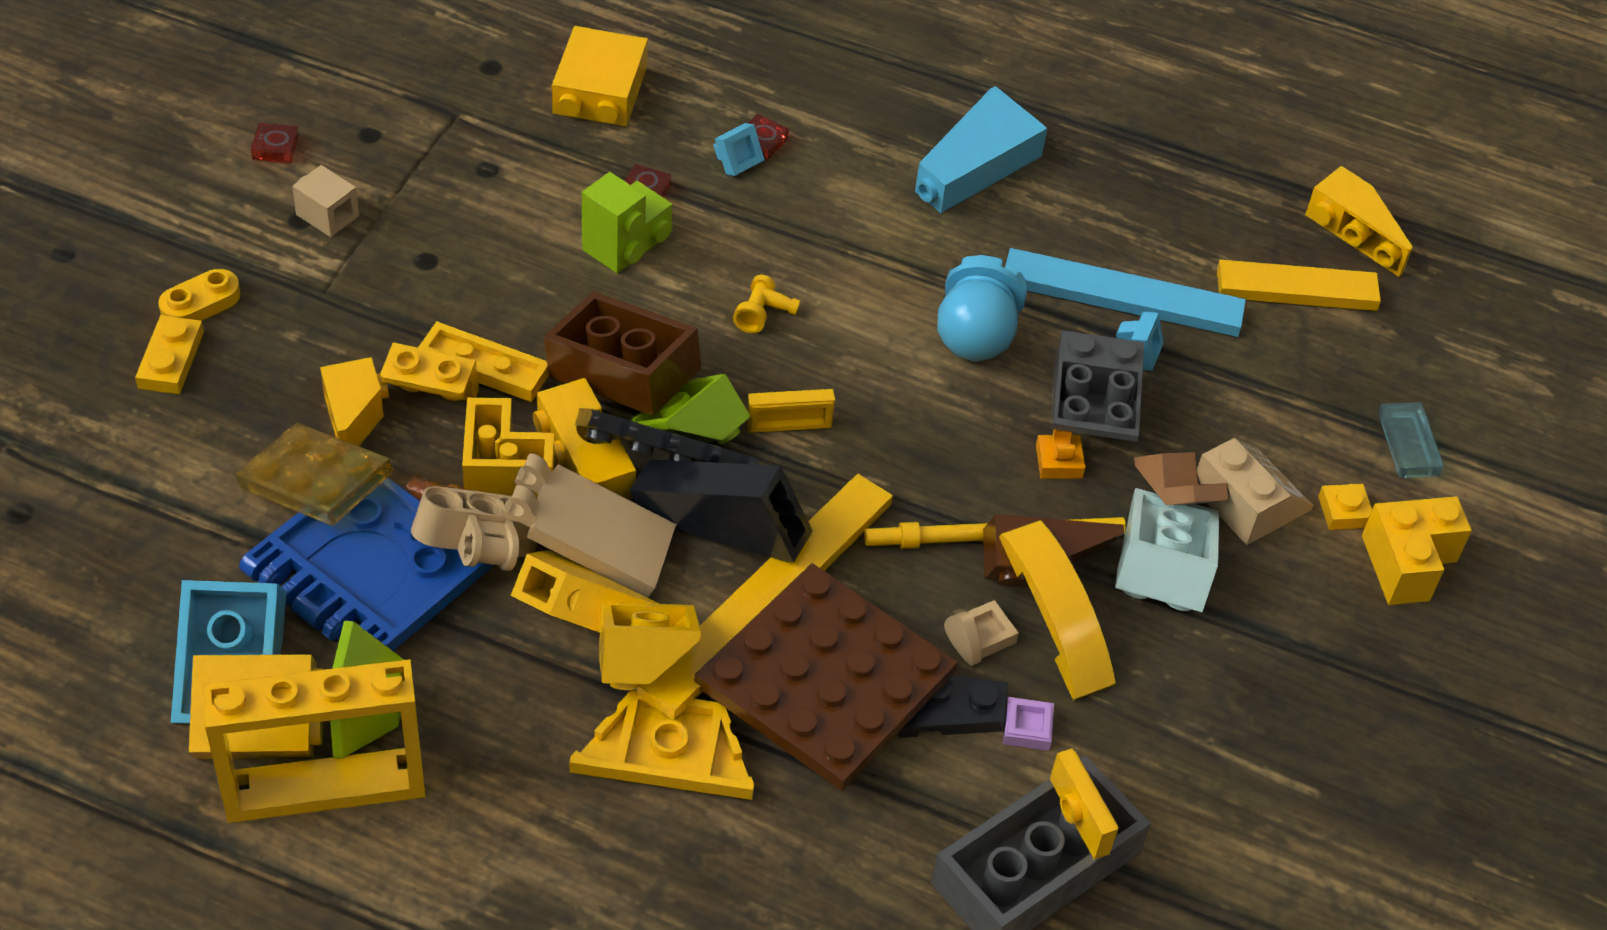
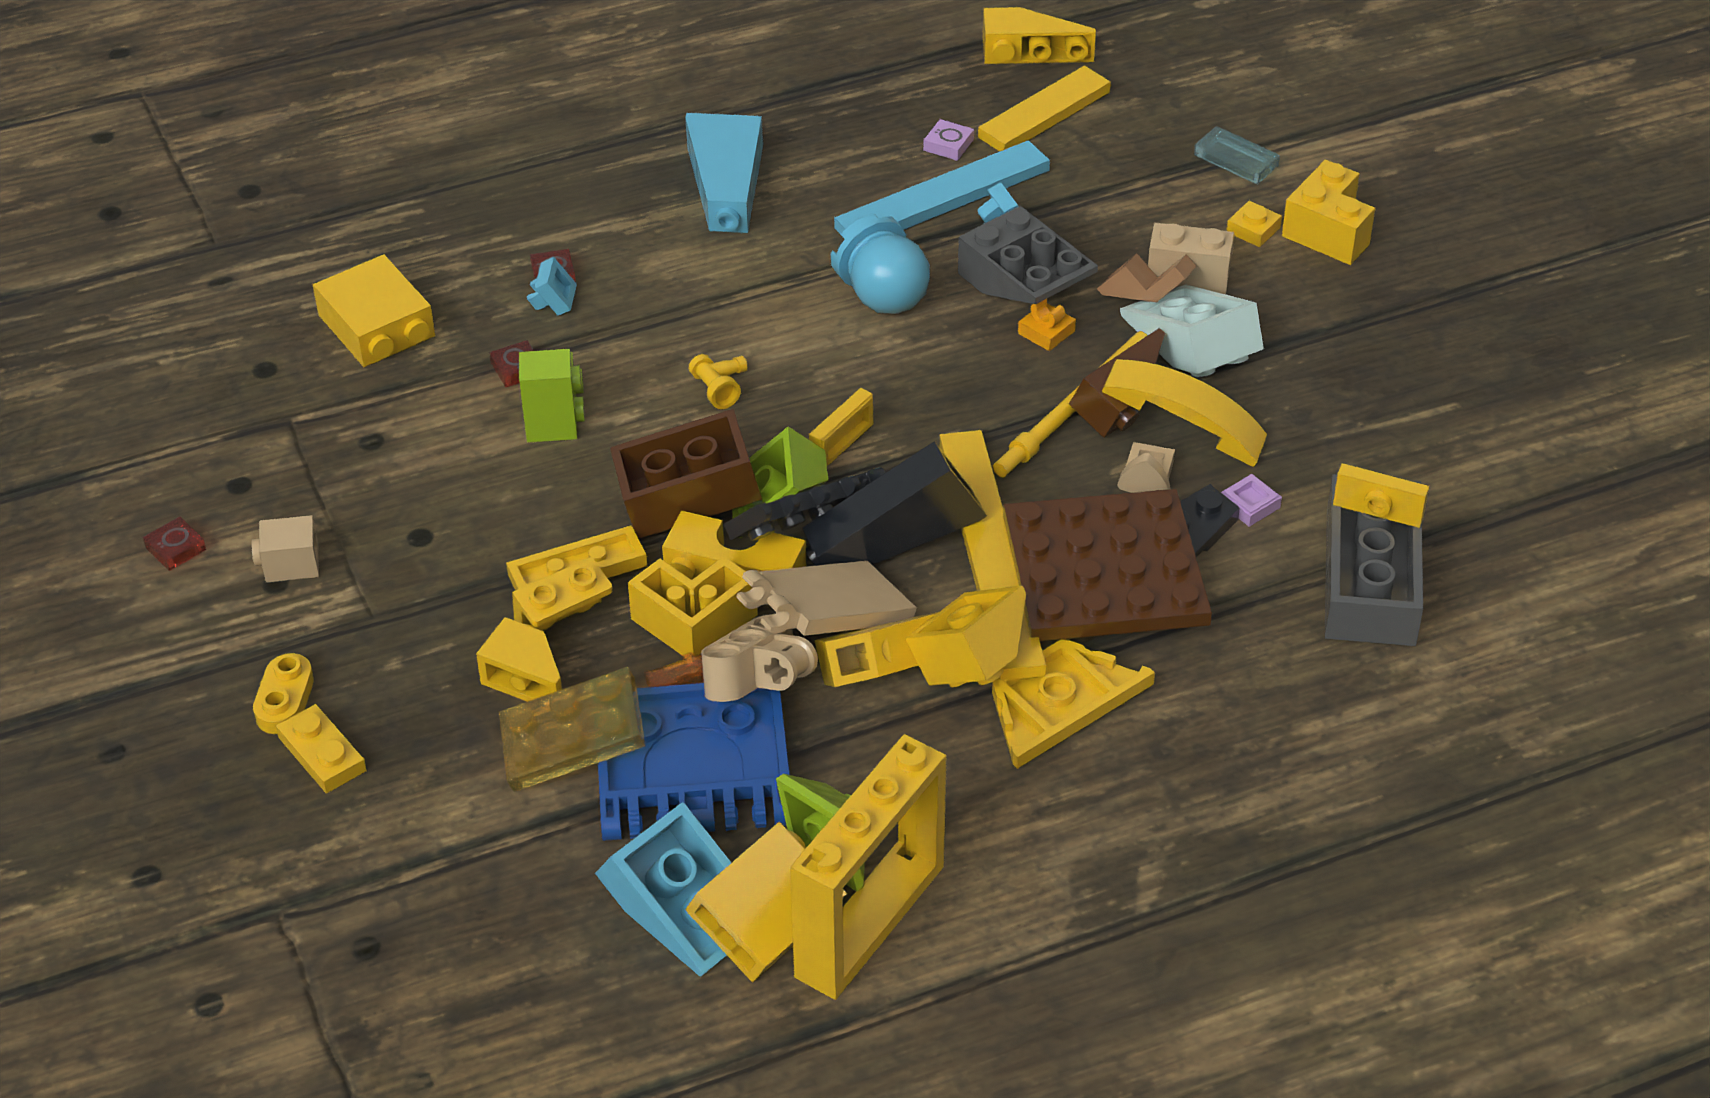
camera: 40 degrees left, 5 degrees down
(1186, 253) = (948, 139): none -> lavender tile

